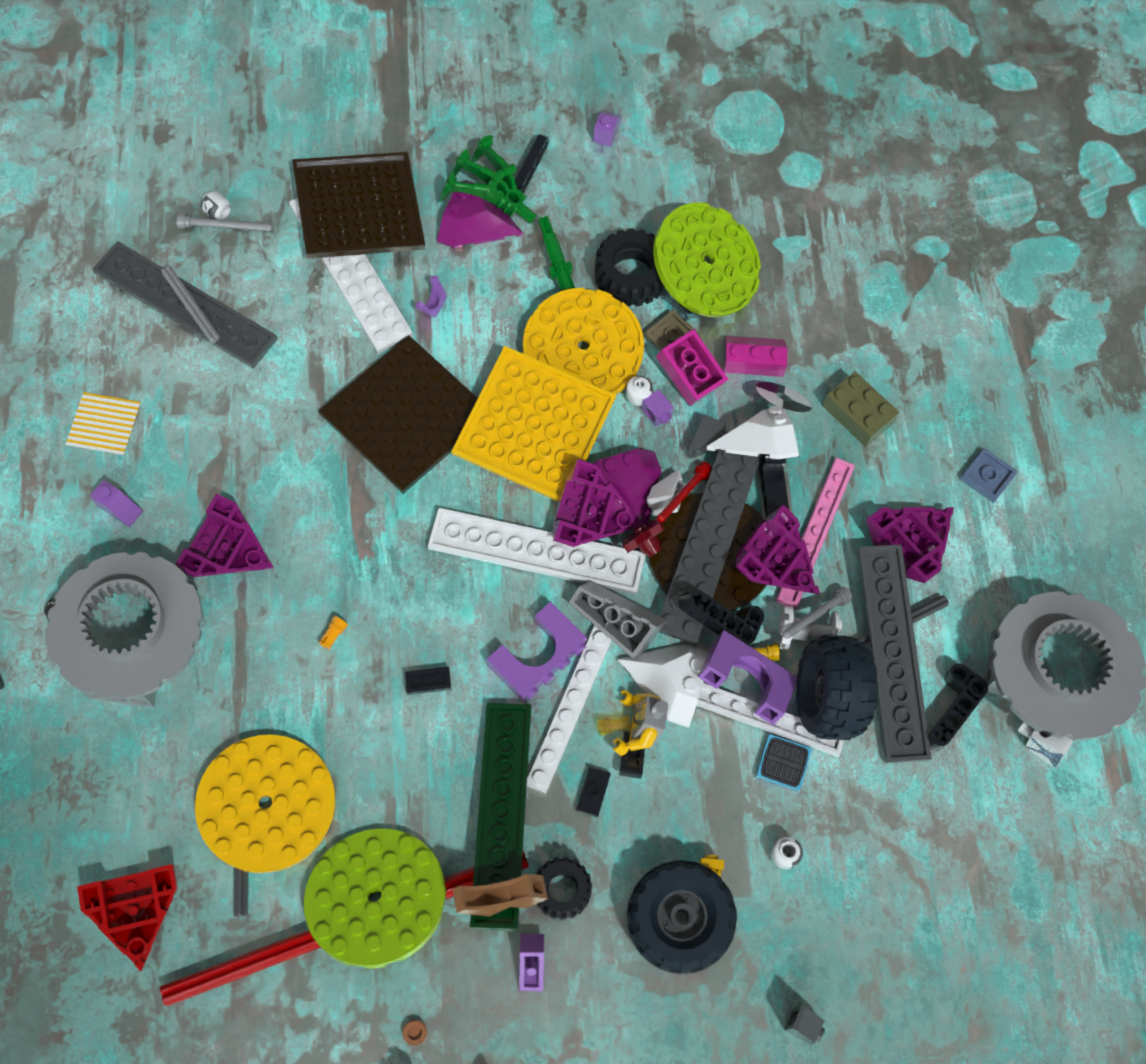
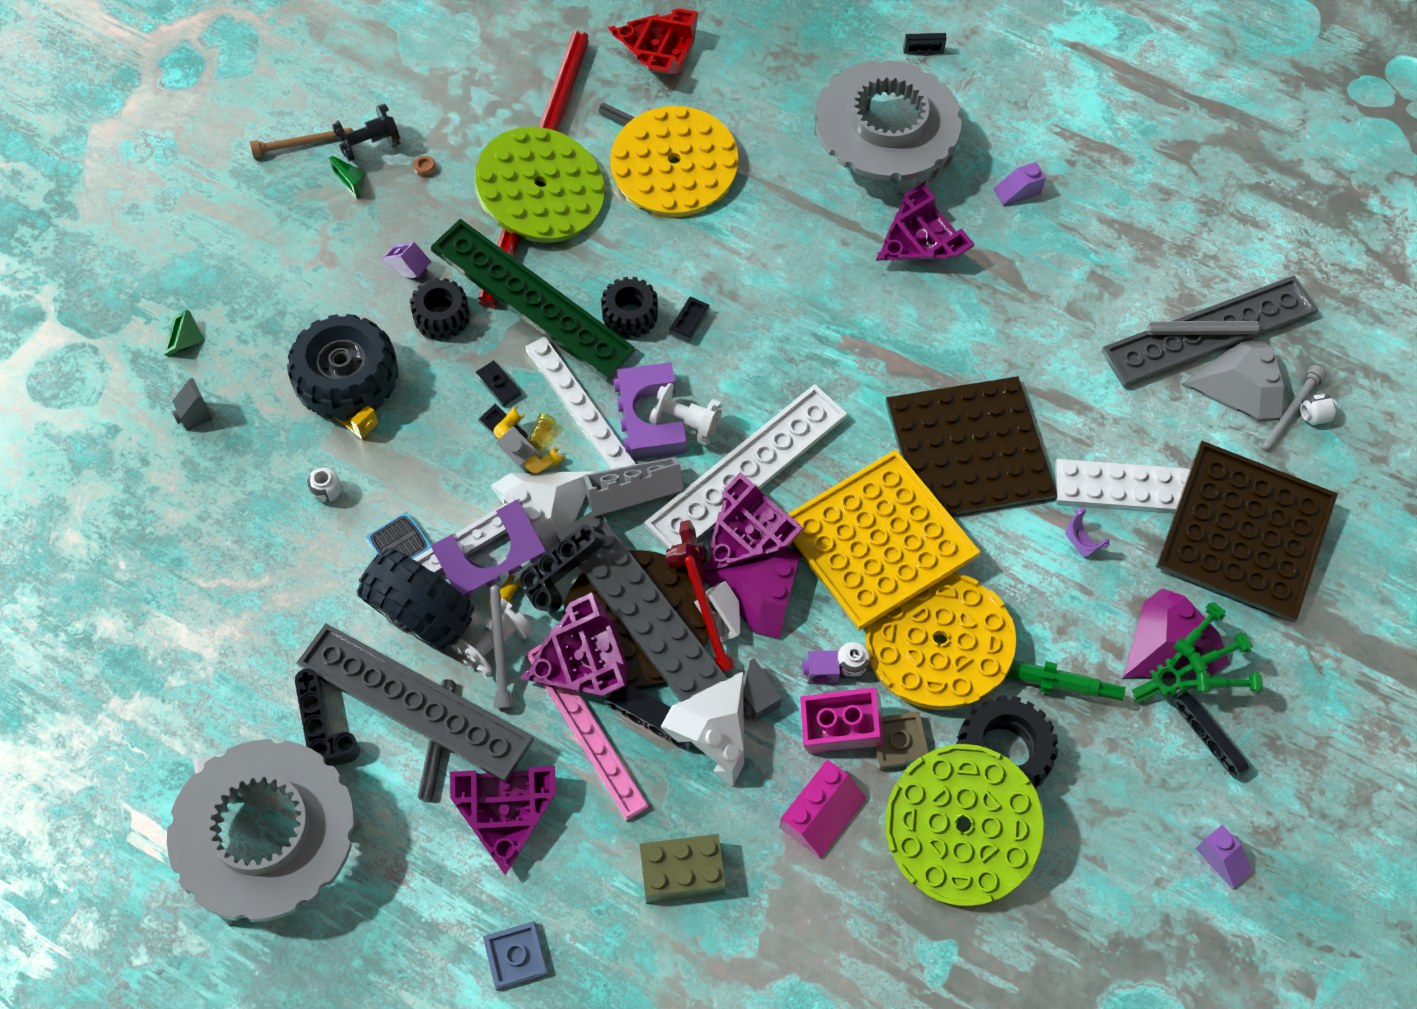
camera: 125 degrees right, 5 degrees down
(103, 423) = (1114, 217): sticker -> none
(216, 264) = (1244, 380): none -> light grey wedge
(335, 628) = (787, 278): light orange pin -> none
(448, 713) = (629, 292): none -> black tyre
(493, 898) = (464, 236): medium nougat arch -> none
(522, 602) = (695, 416): none -> white piece
(797, 404) = (732, 777): sticker -> none

